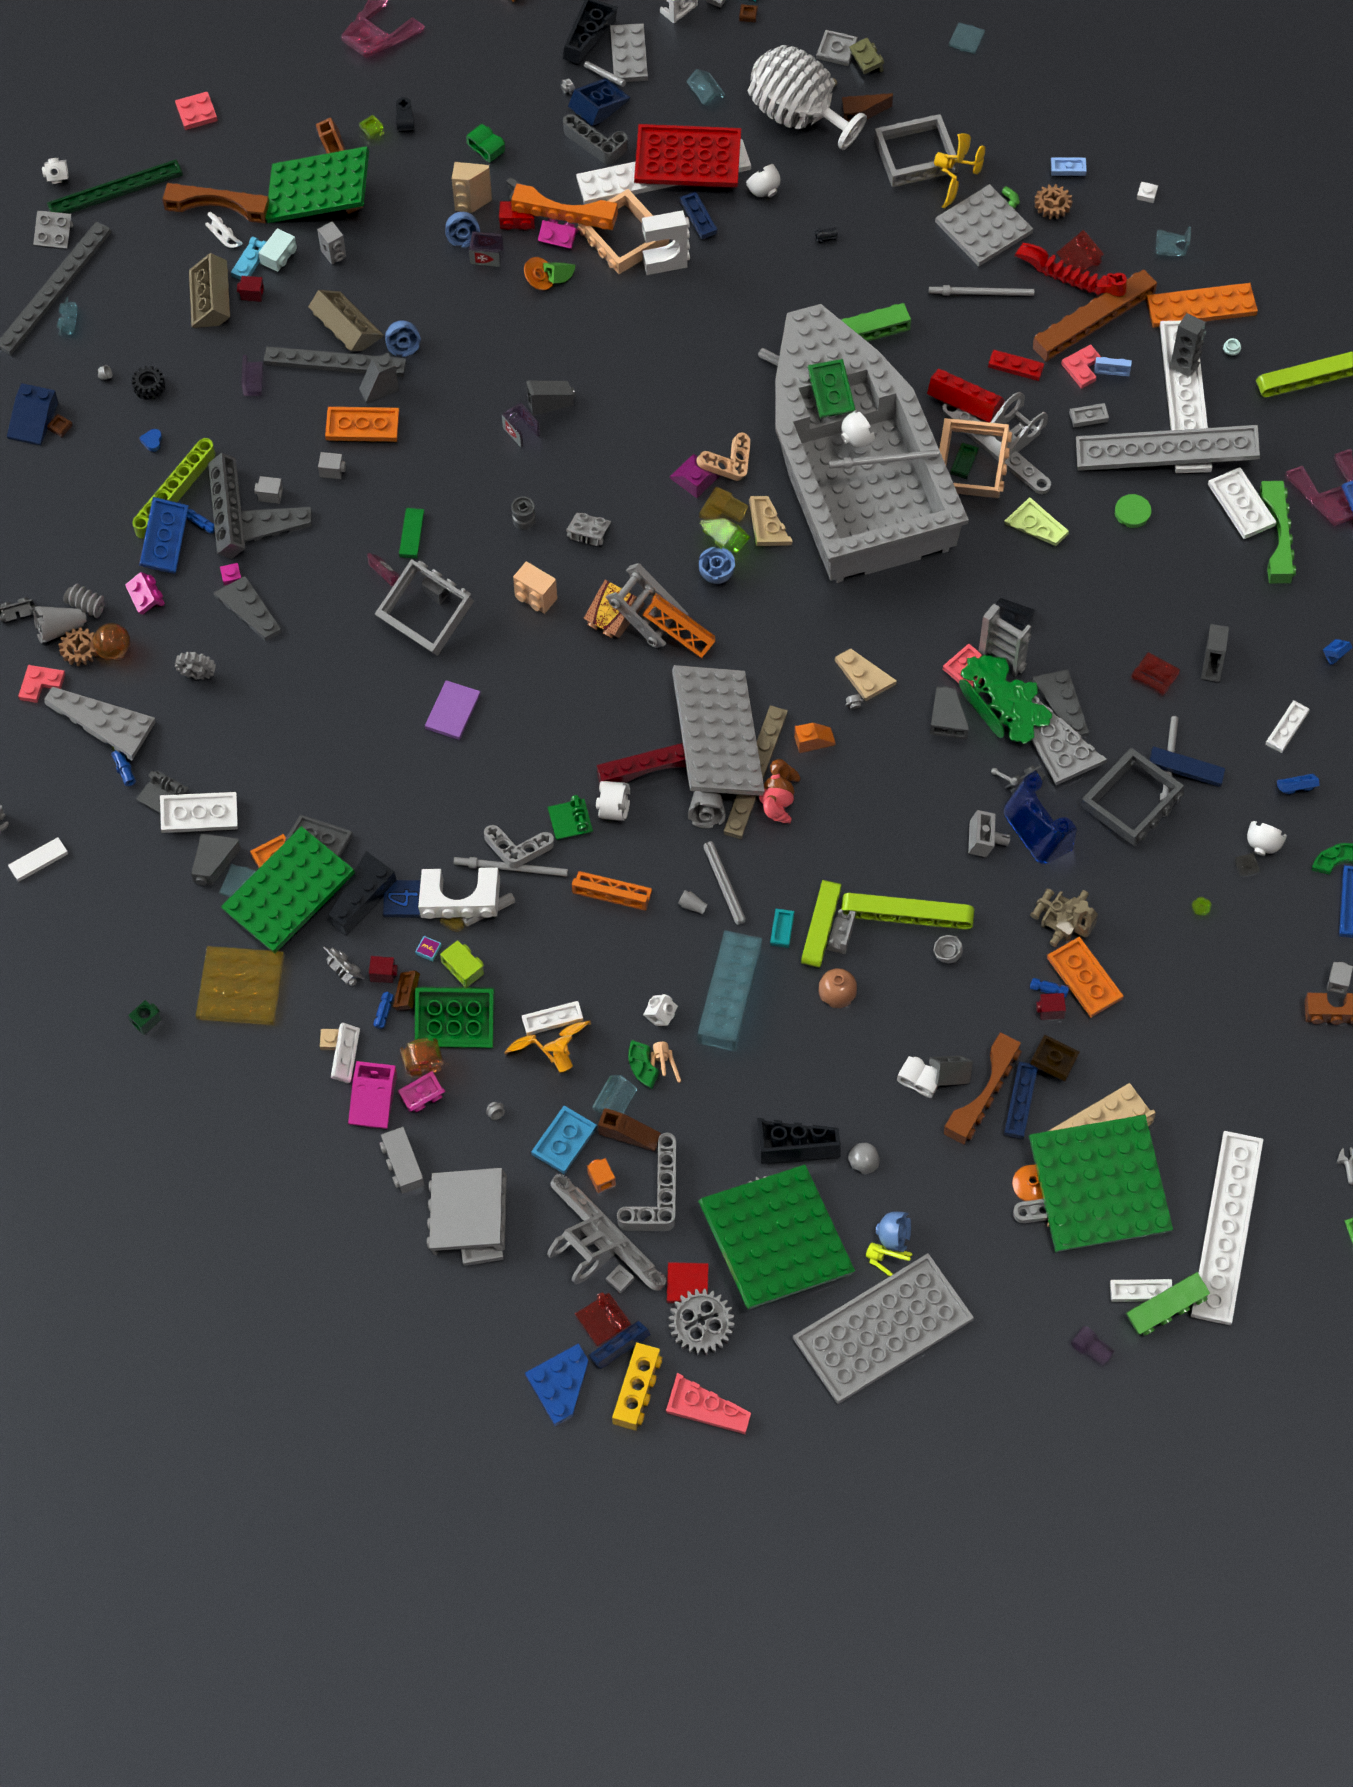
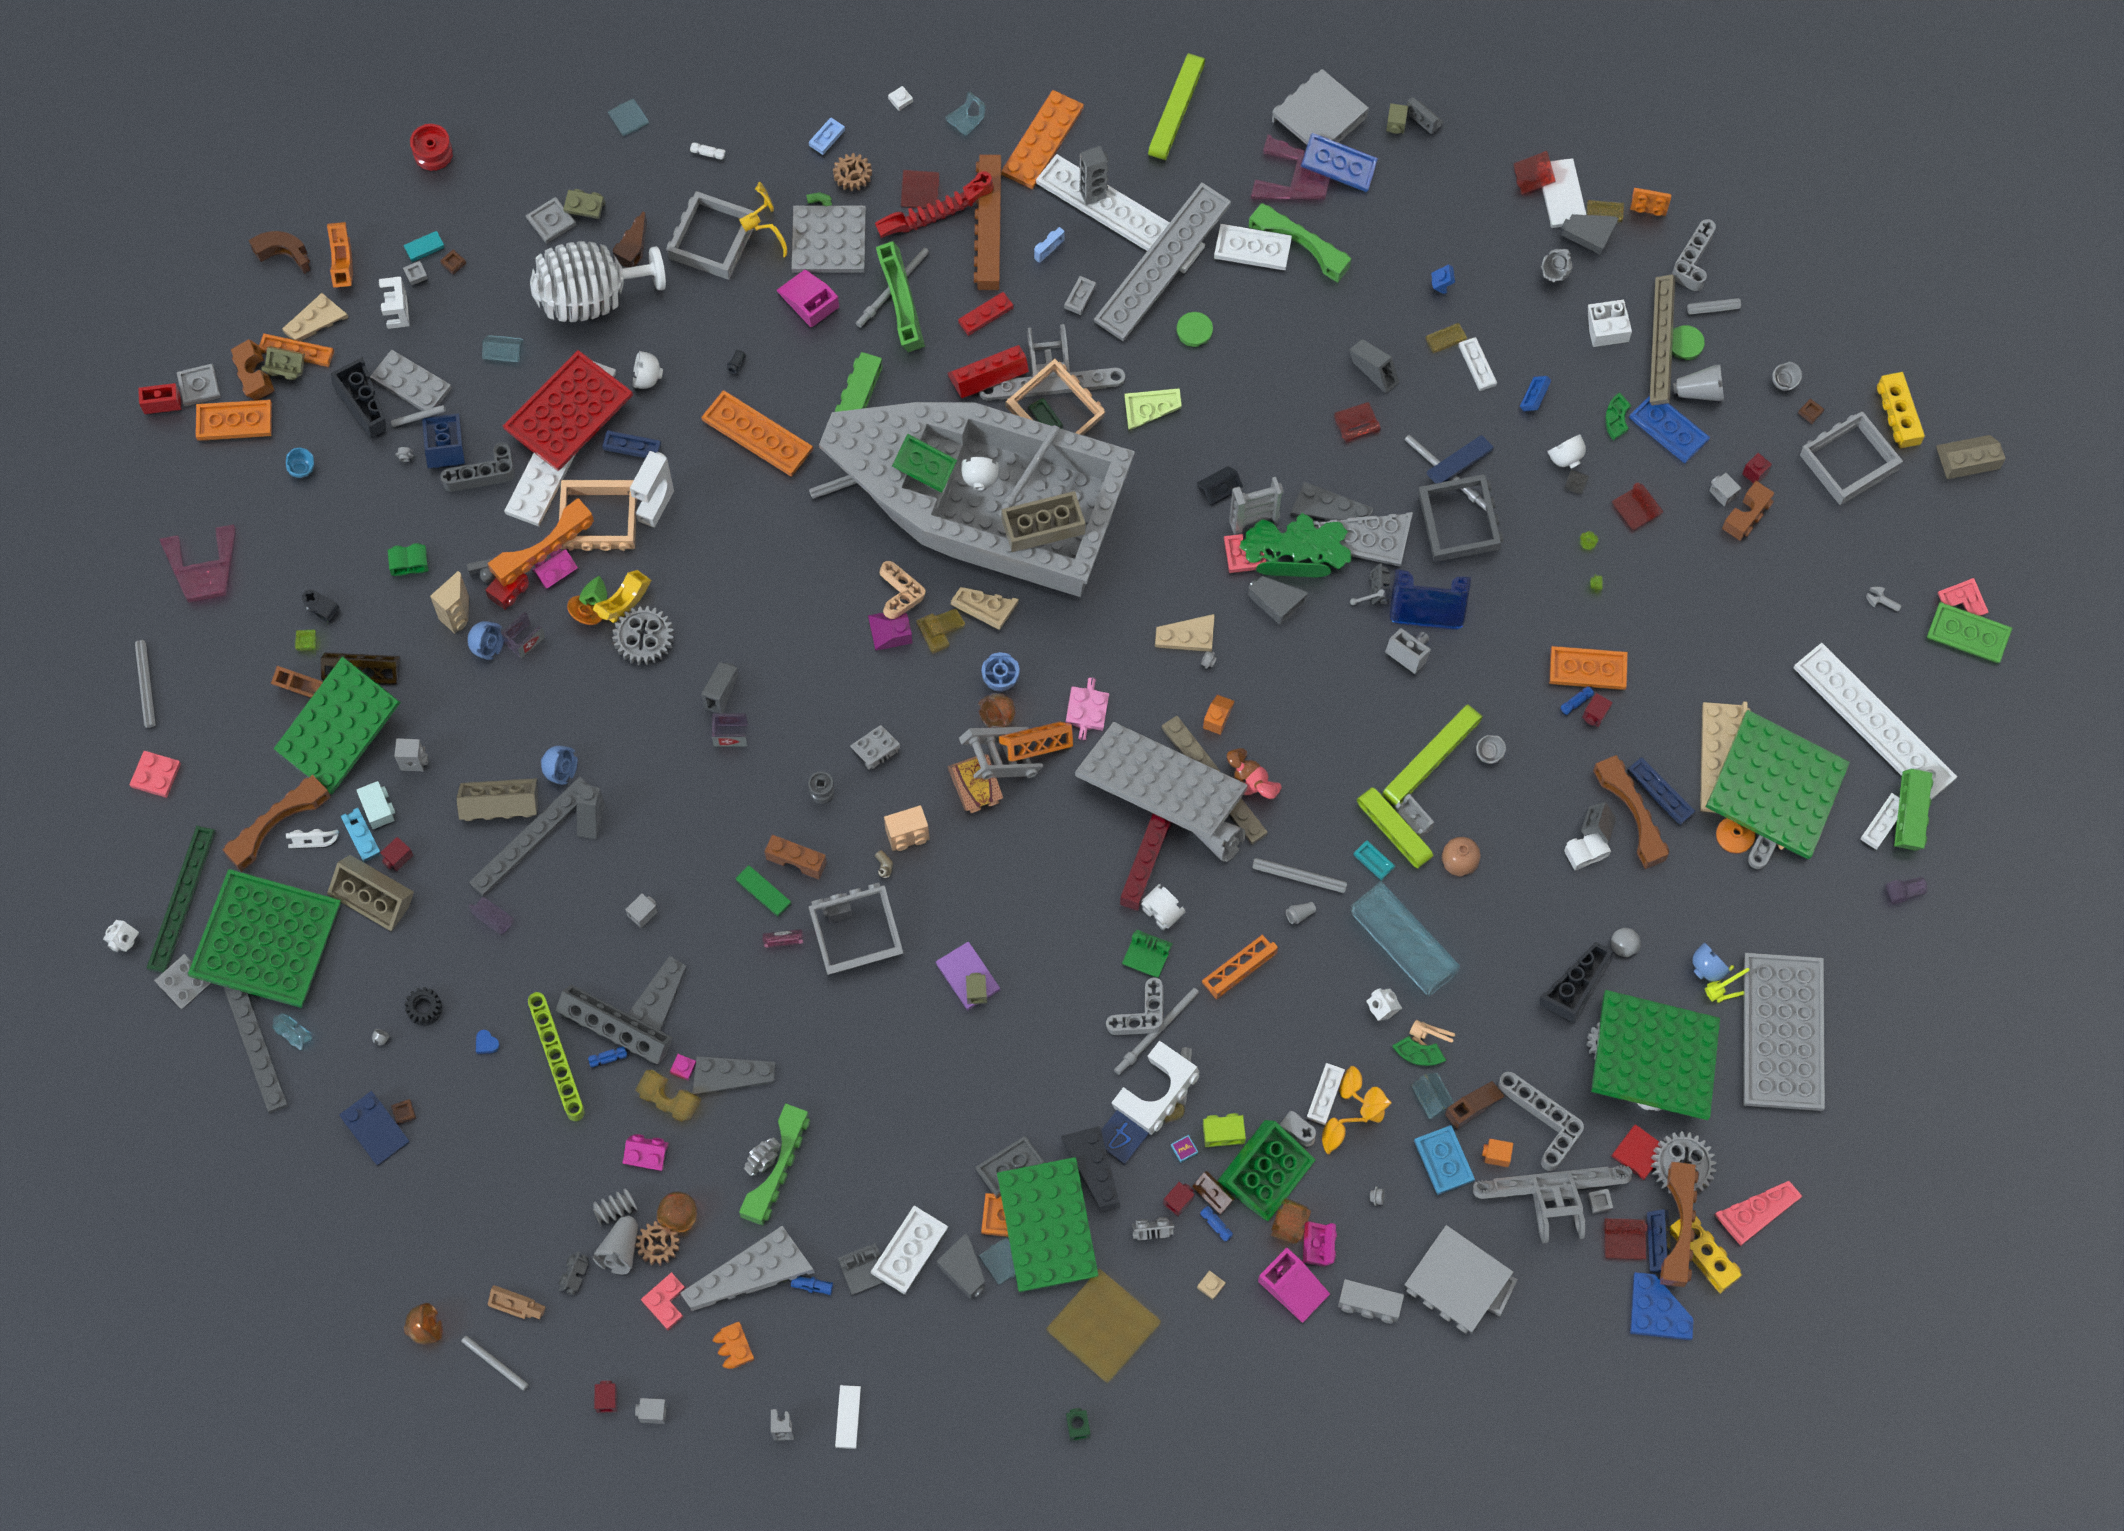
camera: 55 degrees left, 5 degrees up
(39, 750) = (735, 1345): none -> orange plate
(121, 253) = (264, 938): none -> green plate
(163, 535) = (602, 1096): blue tile -> none
(163, 690) = (759, 1201): none -> bright green arch
(197, 589) = (653, 1088): none -> clear yellow arch
(258, 58) = (145, 684): none -> light grey axle
(269, 489) = (624, 978): light grey brick -> none
(345, 1053) = (1235, 1281): white tile -> none
(362, 424) = (618, 856): orange plate -> none
(386, 173) = (364, 661): none -> dark brown fence
(442, 718) = (976, 988): none -> olive brick
(454, 533) = (807, 860): none -> dark orange arch
(493, 600) = (886, 864): none -> dark tan arm
(504, 29) = (299, 462): none -> dark azure hair
(506, 1017) = (1296, 1127): none -> light grey piece
(545, 322) = (625, 633): none -> light grey gear
(568, 292) = (625, 598): none -> yellow arch
(602, 1363) = (1681, 1182): none -> dark orange arch
(686, 585) = (997, 710): none -> clear orange cylinder
(725, 533) = (976, 642): clear neon green slope -> none
(741, 646) = (1087, 708): none -> bright pink plate
(778, 282) = (757, 433): none -> orange plate
(846, 492) = (1043, 521): none -> dark tan brick
(920, 244) = (809, 297): none -> dark pink slope
(984, 102) = (707, 151): none -> white axle
(994, 274) = (895, 274): none -> bright green arch
(1054, 1057) = (1645, 740): dark brown plate -> none
(1066, 915) = (1526, 642): dark tan piece -> none
(1078, 366) = (1024, 269): coral plate -> none
(1167, 935) = (1596, 582): none -> clear neon green plate
(1232, 347) = (1105, 145): light aqua plate -> none
(1265, 923) = (1637, 506): none -> clear red hinge
(1289, 689) = (1446, 338): none -> clear yellow tile

